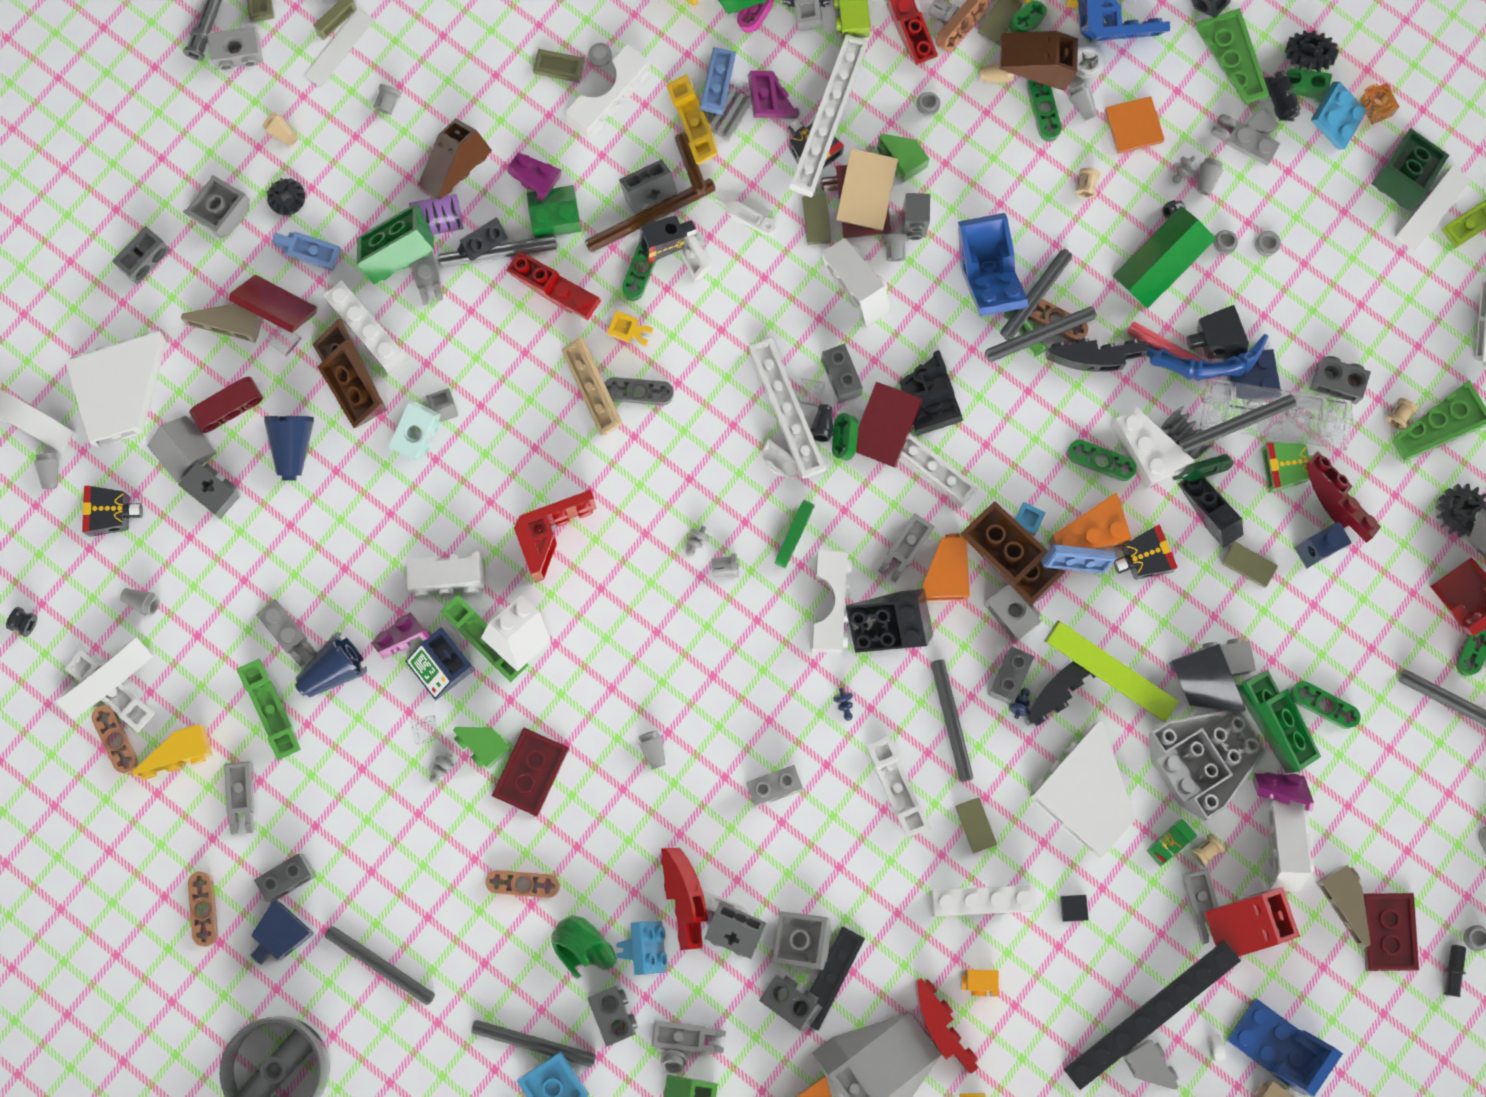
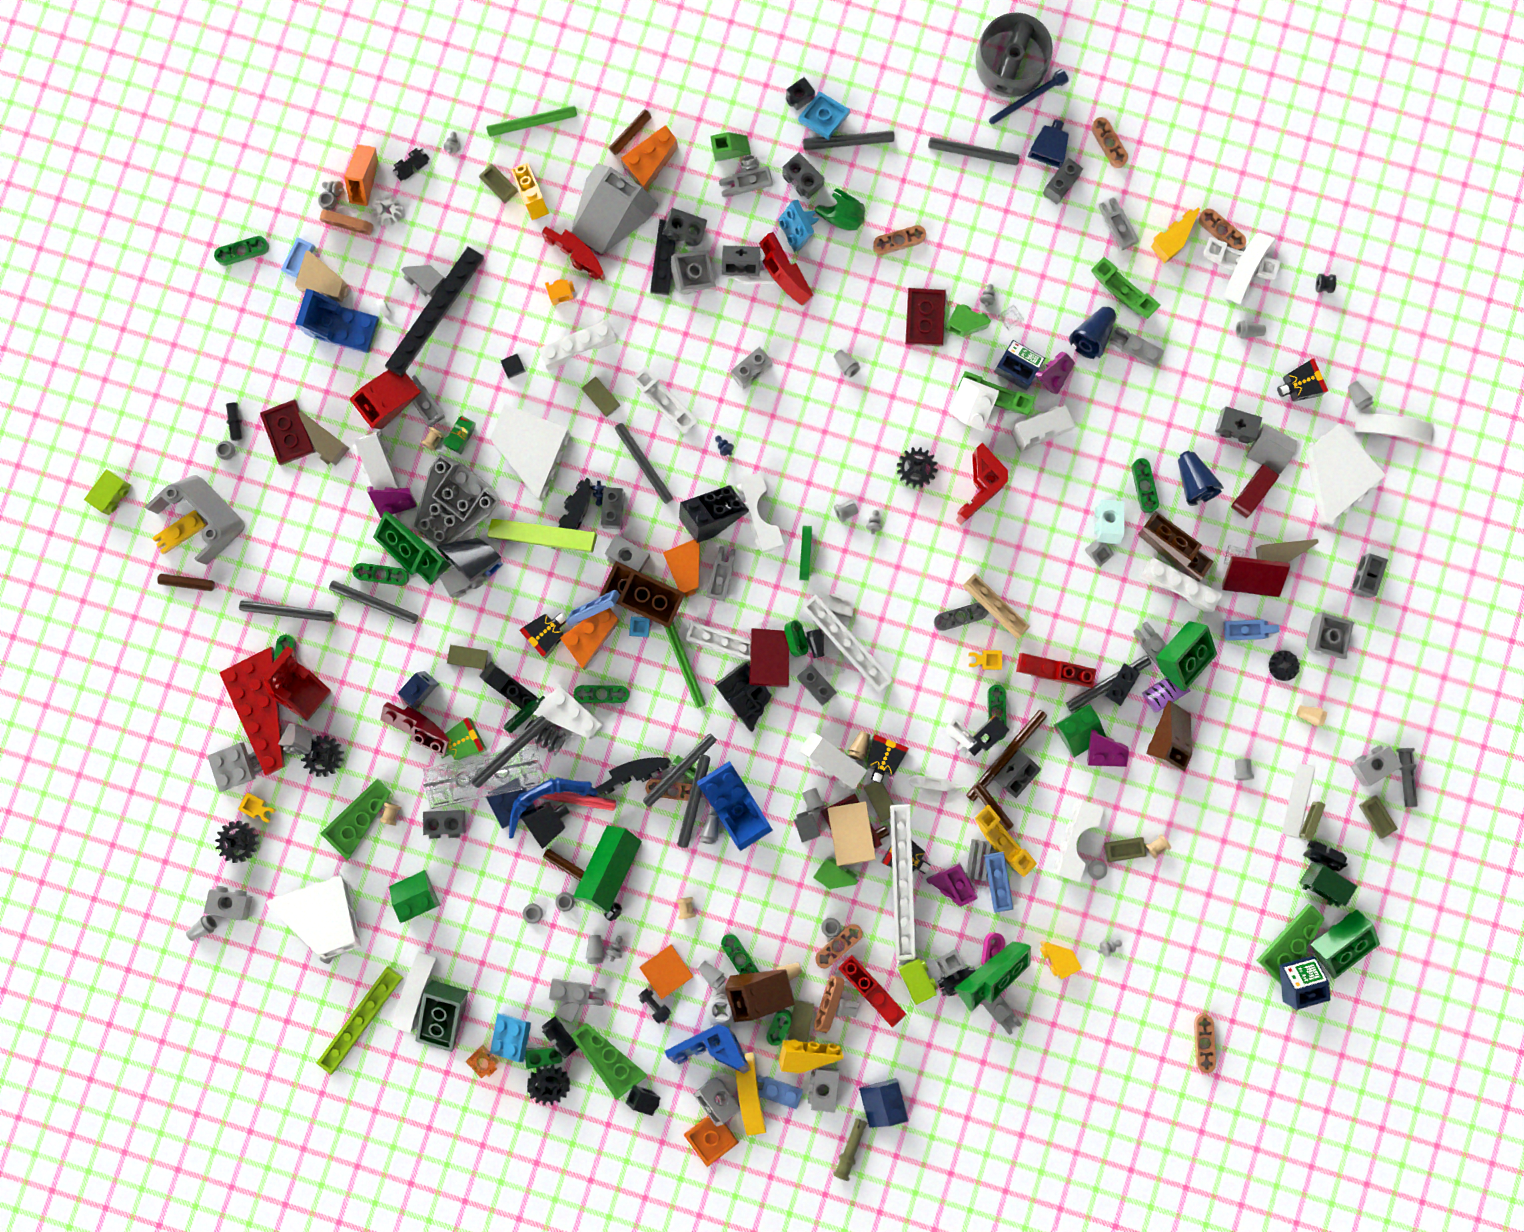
camera: 165 degrees right, 5 degrees up
(228, 1019) = (1059, 78): none -> dark blue piece
(359, 470) = (1137, 473): none -> green beam
(521, 53) = (1158, 846): none -> tan bush
(607, 587) = (913, 461): none -> black gear
(793, 262) = (884, 757): none -> black torso
(817, 287) = (859, 747): none -> tan cone
(945, 80) = (853, 940): none -> nougat beam
(989, 453) = (685, 666): none -> bright green axle
(1029, 256) = (710, 830): none -> light grey cone
(1158, 81) = (661, 1013): none -> black bar
(1213, 283) = (563, 864): none -> reddish brown axle
(1345, 674) = (373, 602): none -> dark grey axle
(1403, 309) = (413, 896): none -> green slope

